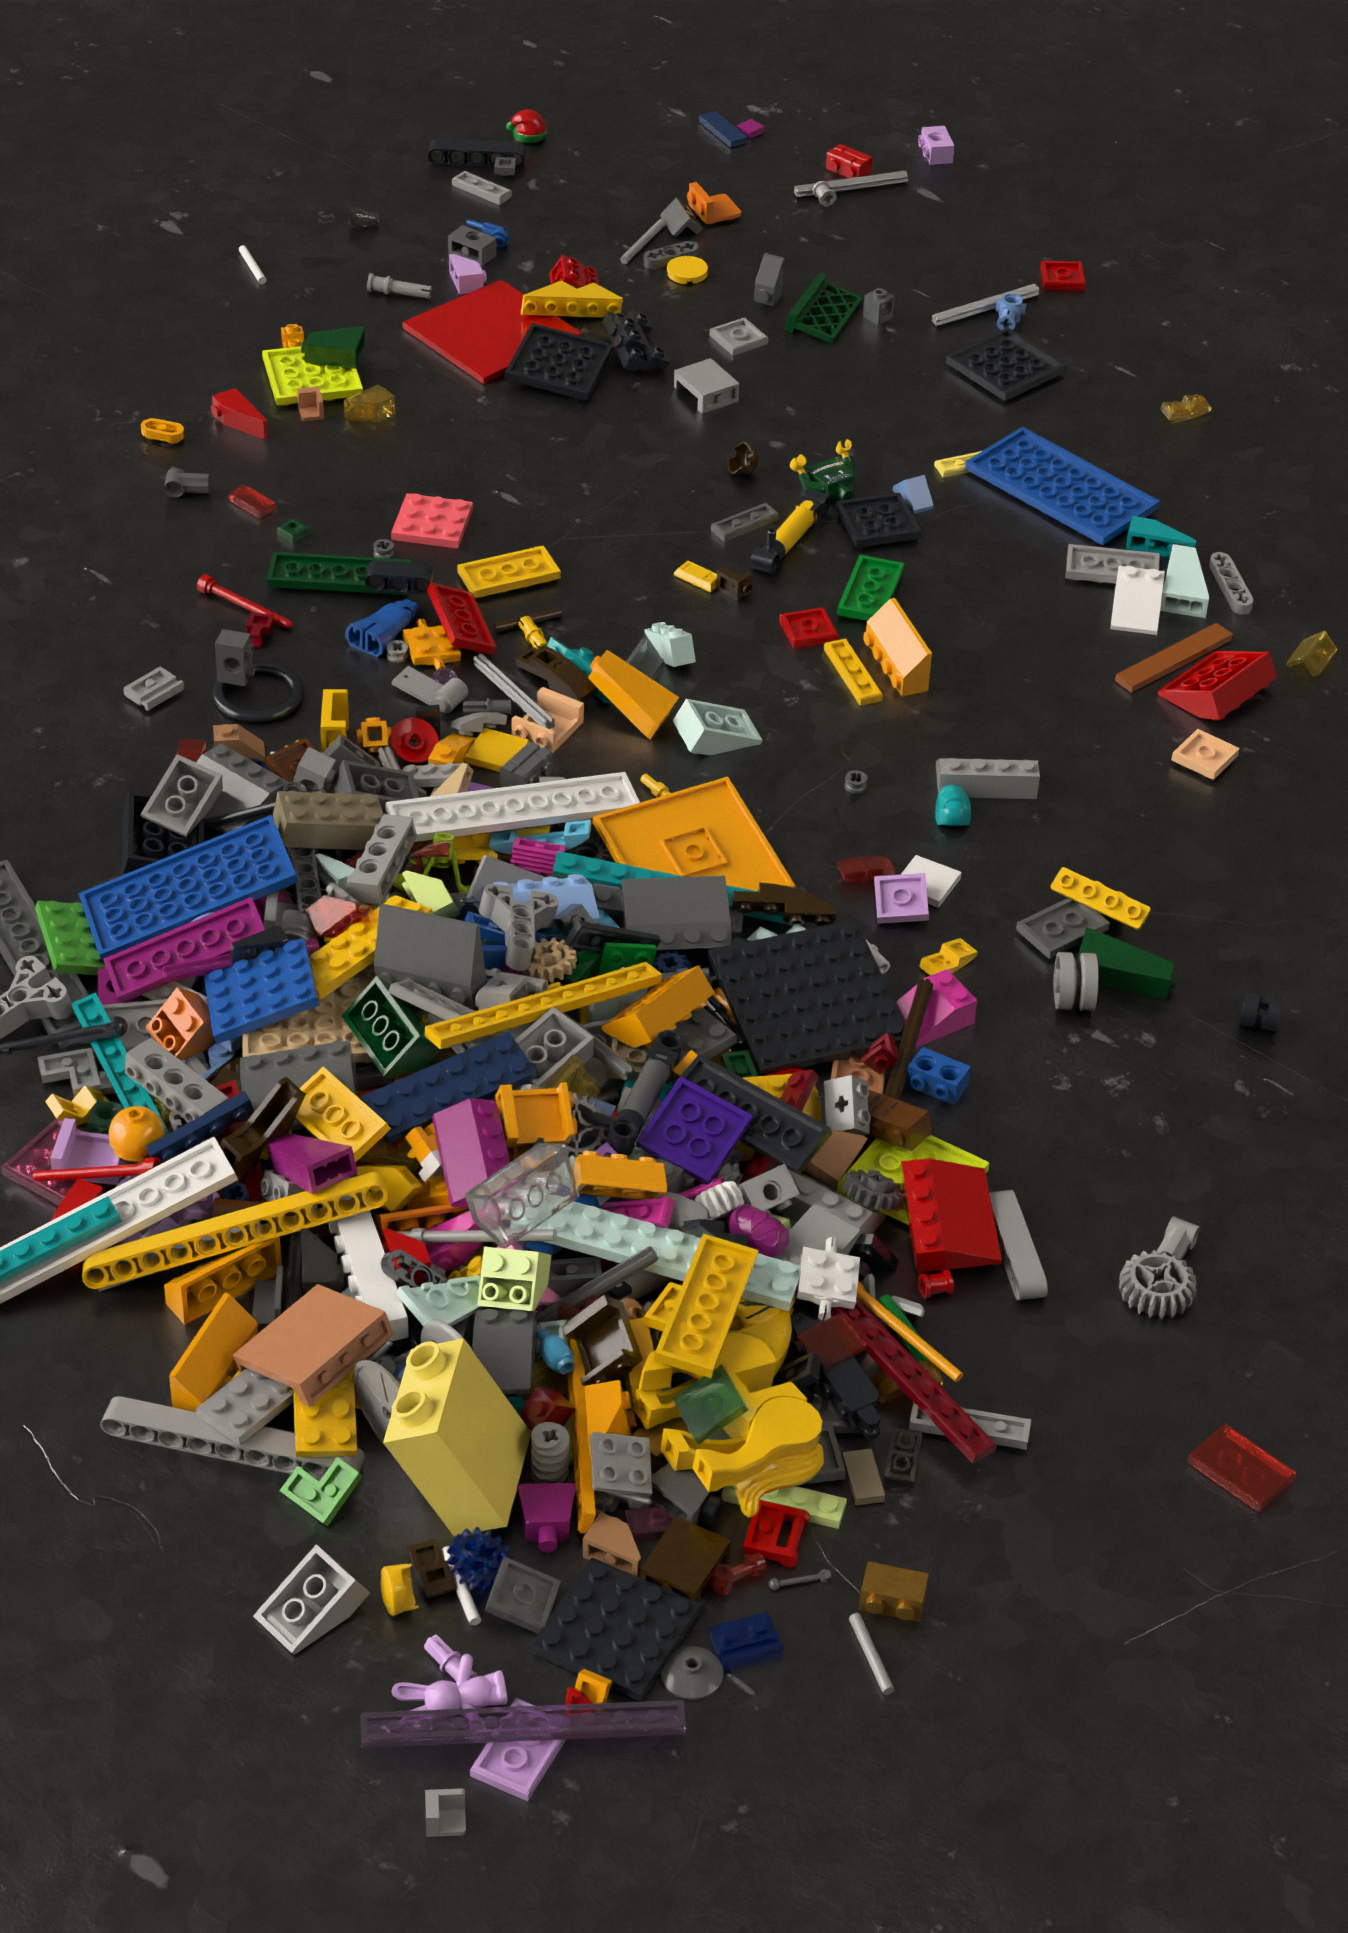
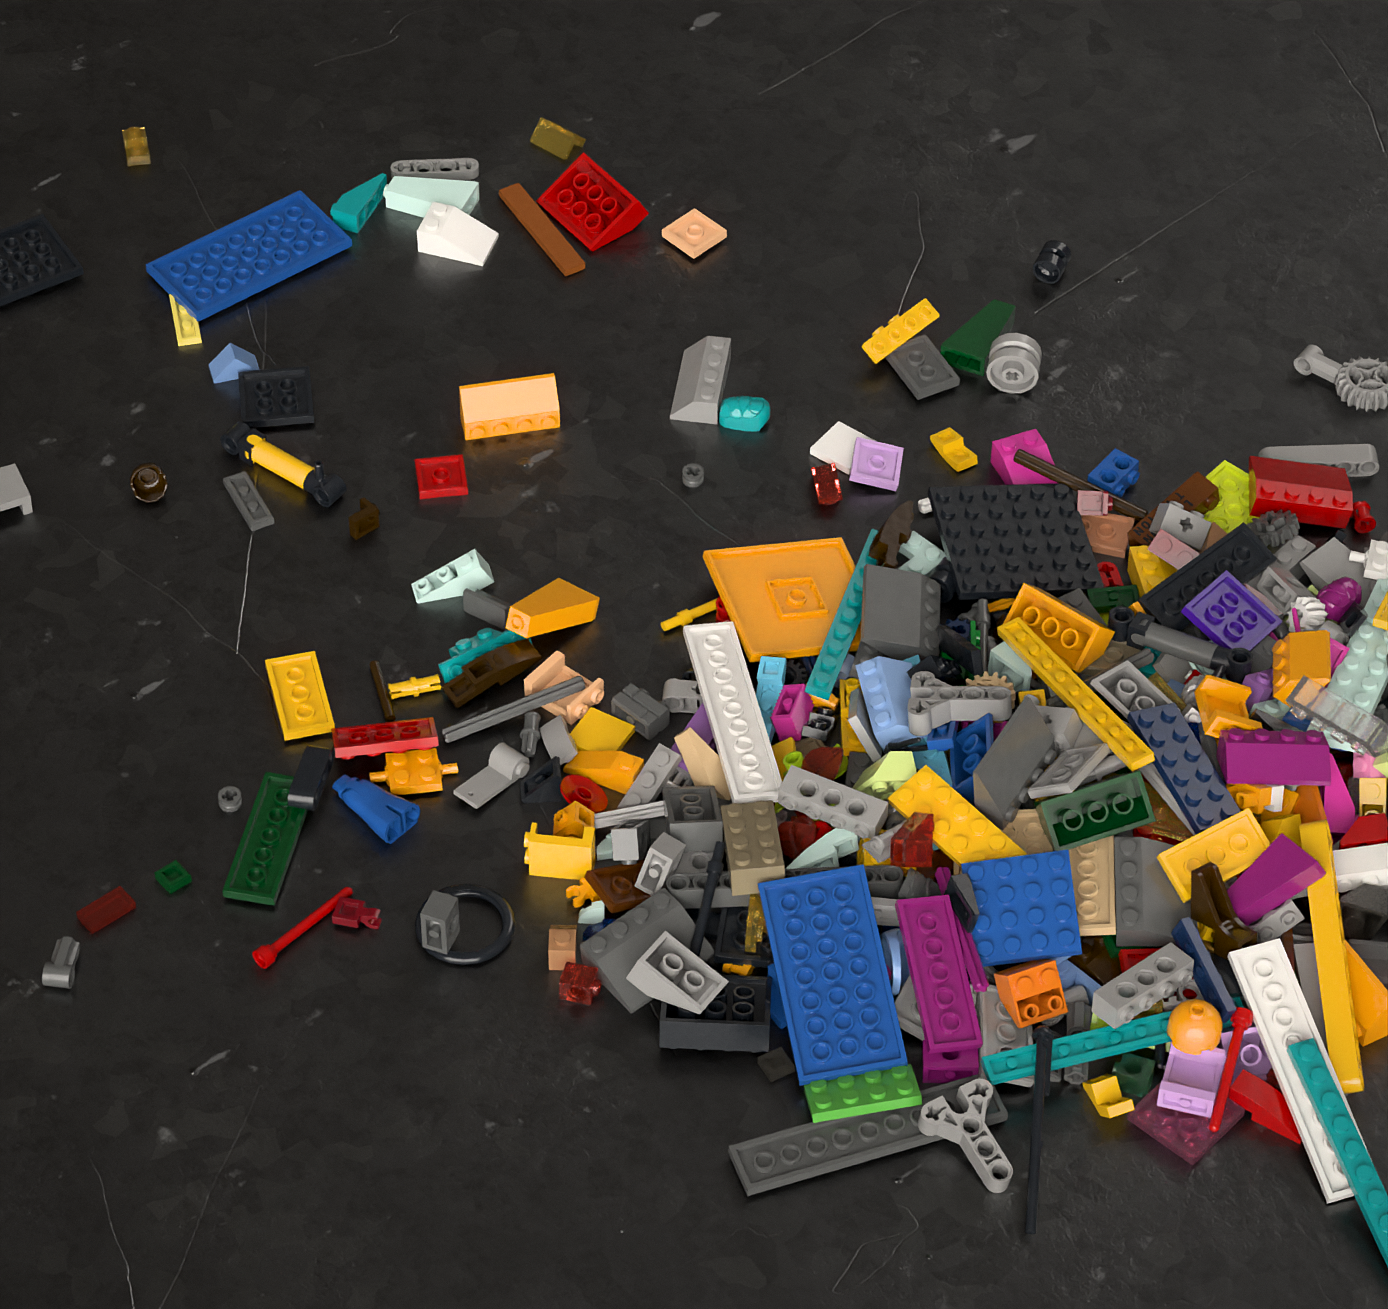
camera: 80 degrees left, 5 degrees up
(73, 1065) = (1062, 1094): light grey plate -> none
(153, 688) = (446, 1012): light grey plate -> none
(397, 651) = (418, 795): light grey bush -> none
(432, 520) = (183, 754): coral plate -> none
(444, 675) = (469, 766): tile -> none
(473, 1235) = (1342, 823): light grey bar -> none
(697, 576) = (335, 549): yellow tile -> none
(714, 728) = (601, 563): light aqua slope -> none
(829, 477) = (198, 418): dark green torso -> none
(853, 672) = (519, 454): yellow tile -> none
(869, 587) = (392, 419): green plate -> none
(1102, 563) = (391, 244): light grey plate -> none

